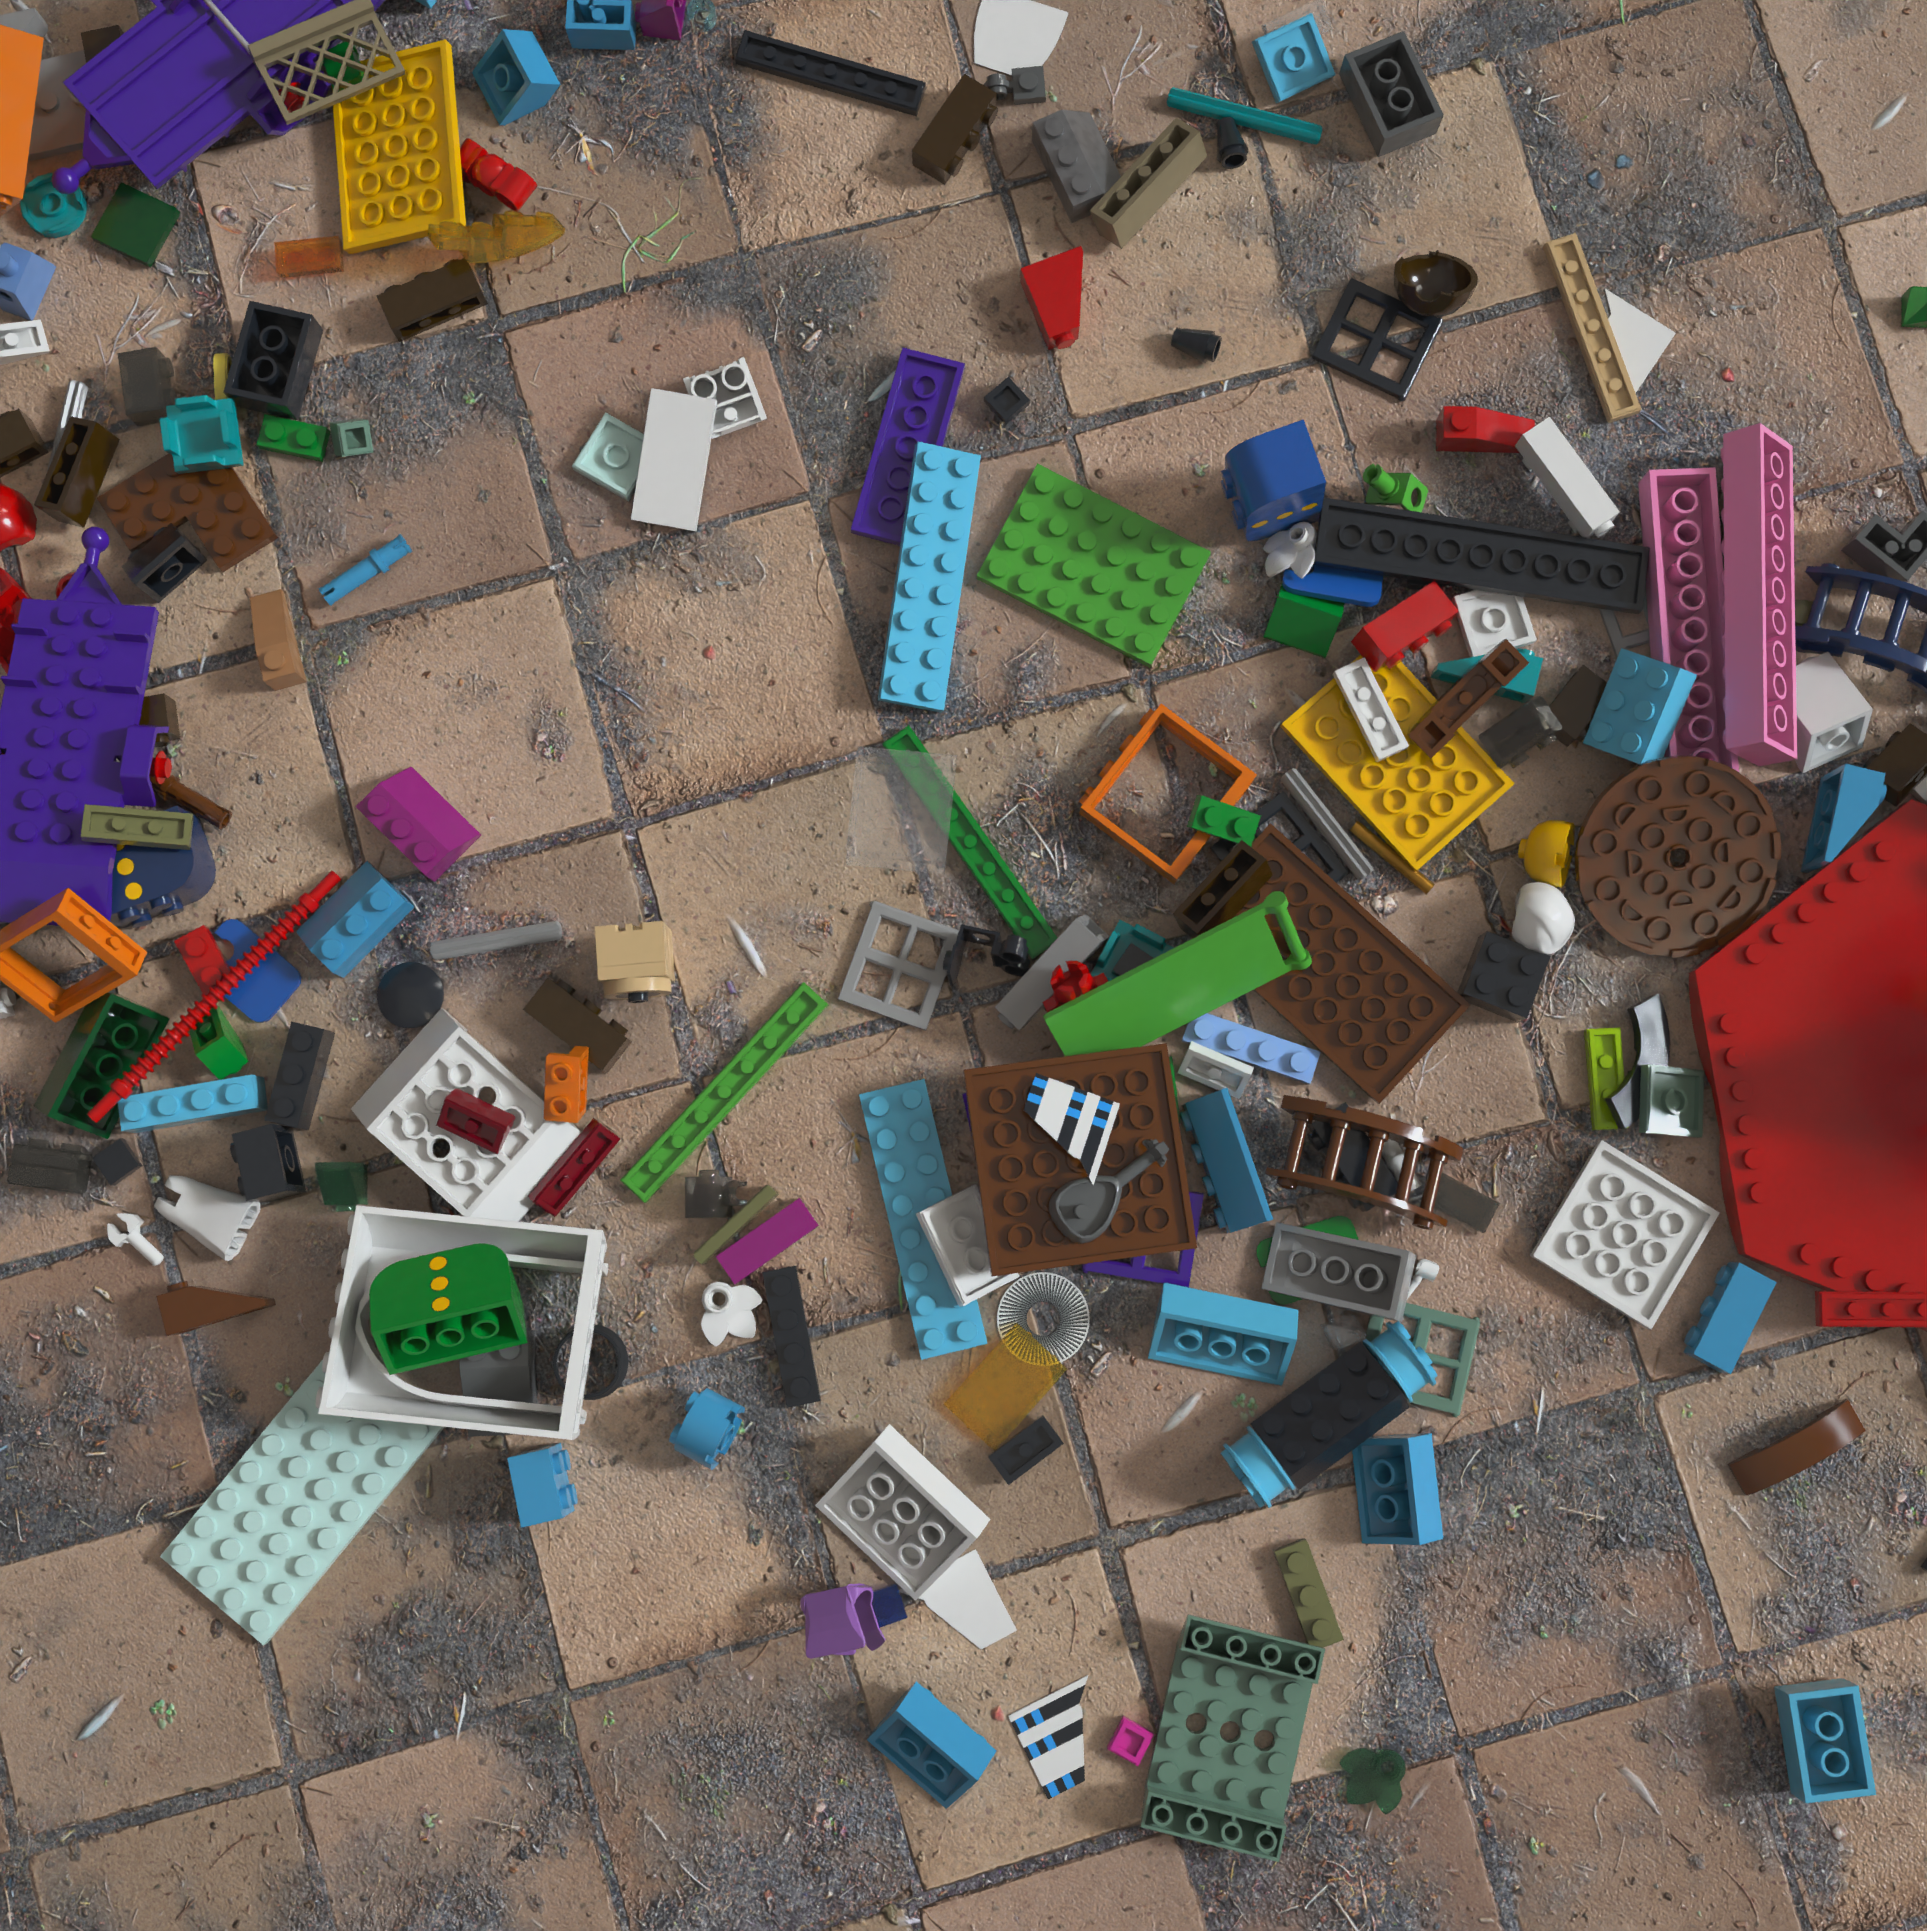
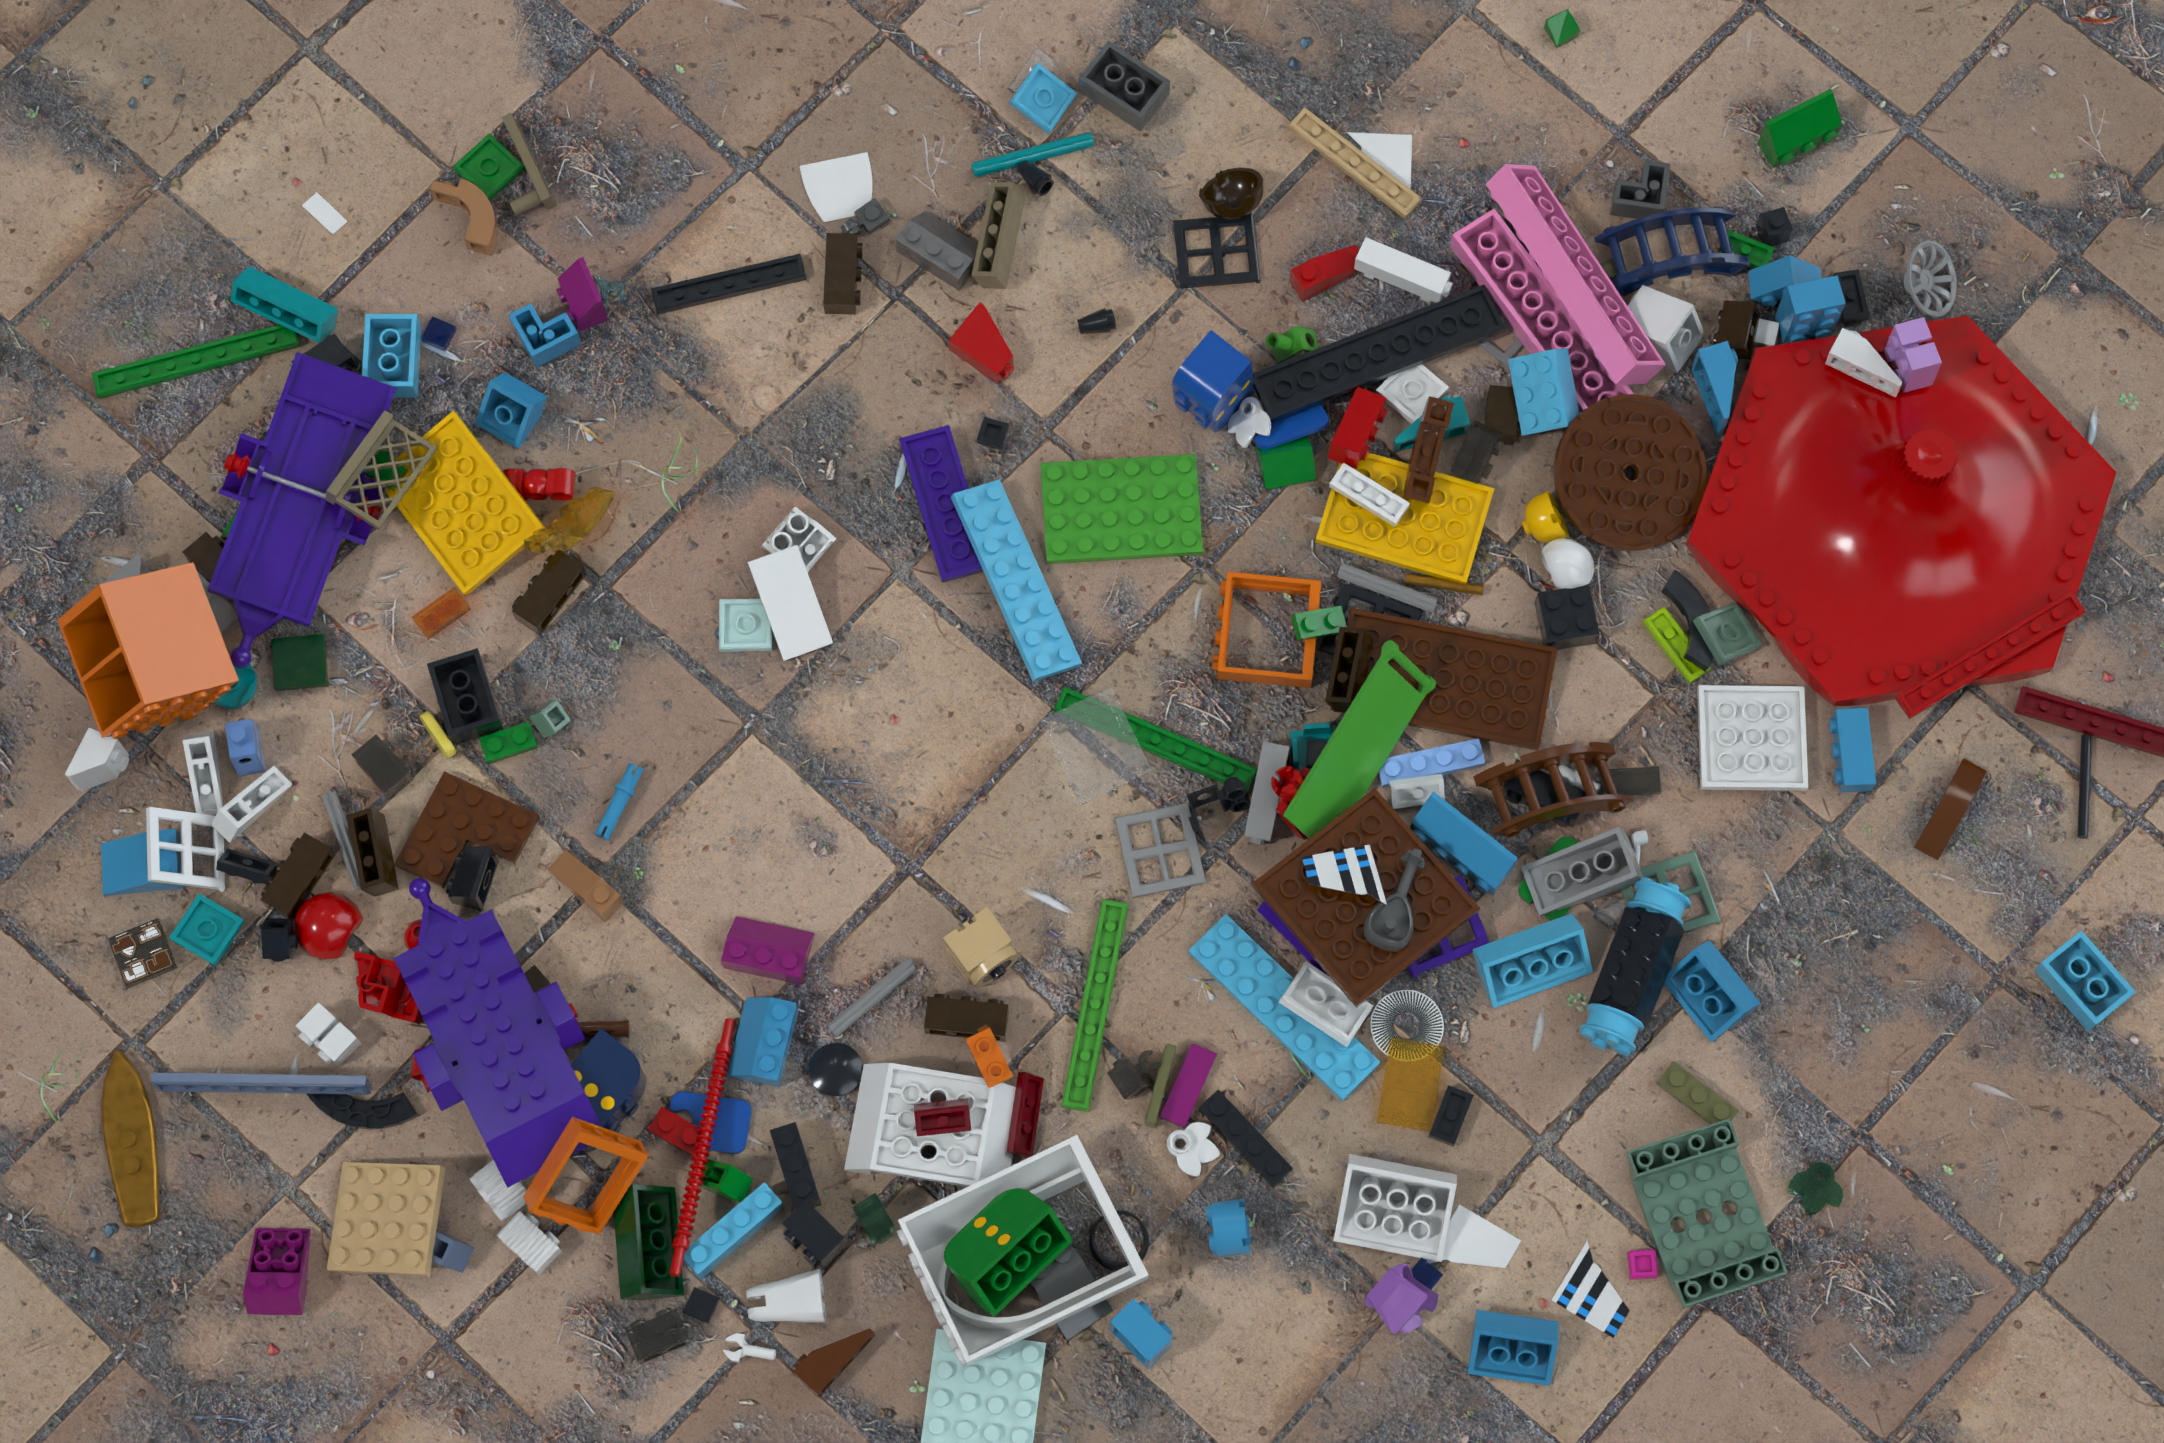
camera: 35 degrees left, 10 degrees down
(137, 827) = (588, 1054): olive plate -> none
(202, 434) = (450, 773): teal panel -> none

